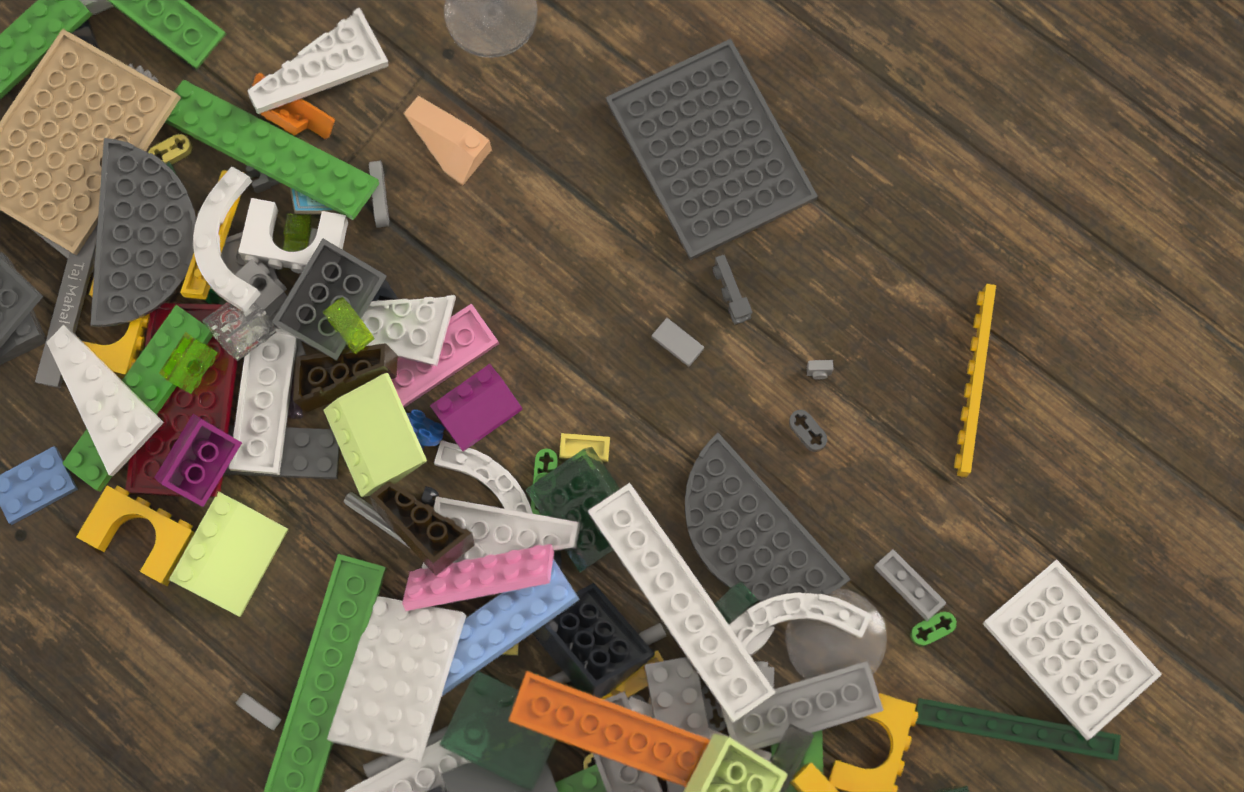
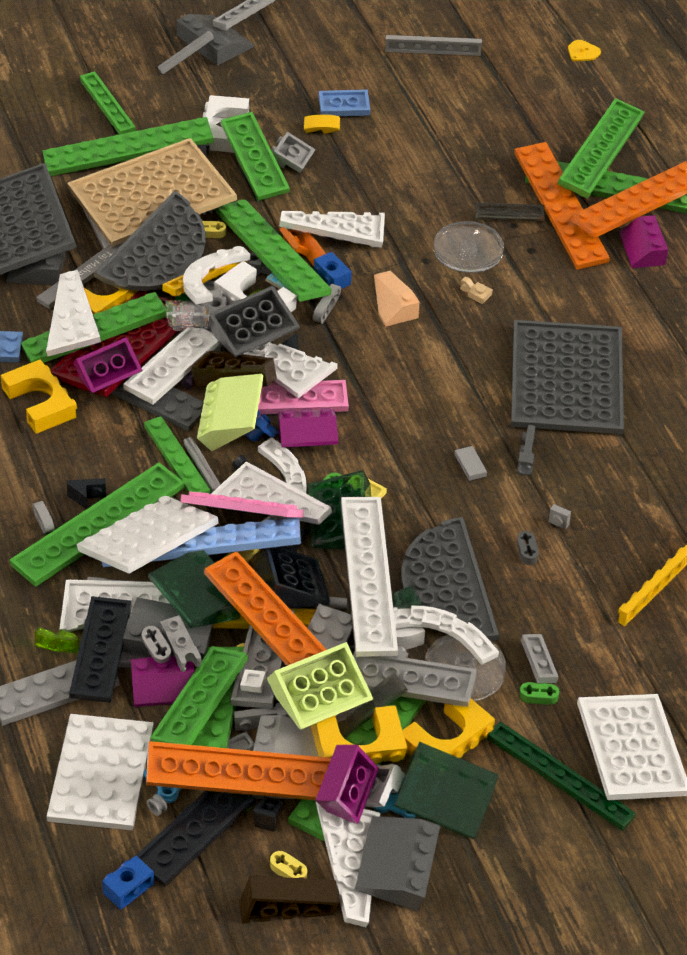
camera: 25 degrees right, 30 degrees down
(188, 349) = (129, 317): clear neon green brick -> none
(228, 554) = (87, 430): yellowish green slope -> none
(276, 646) = (86, 488): none -> black slope
(347, 130) = (332, 270): none -> blue brick
(349, 325) = (256, 336): clear neon green slope -> none
(351, 529) = (175, 455): none -> bright green plate
(424, 531) = (224, 466): dark brown wedge -> none
(538, 72) = (476, 291): none -> tan plate

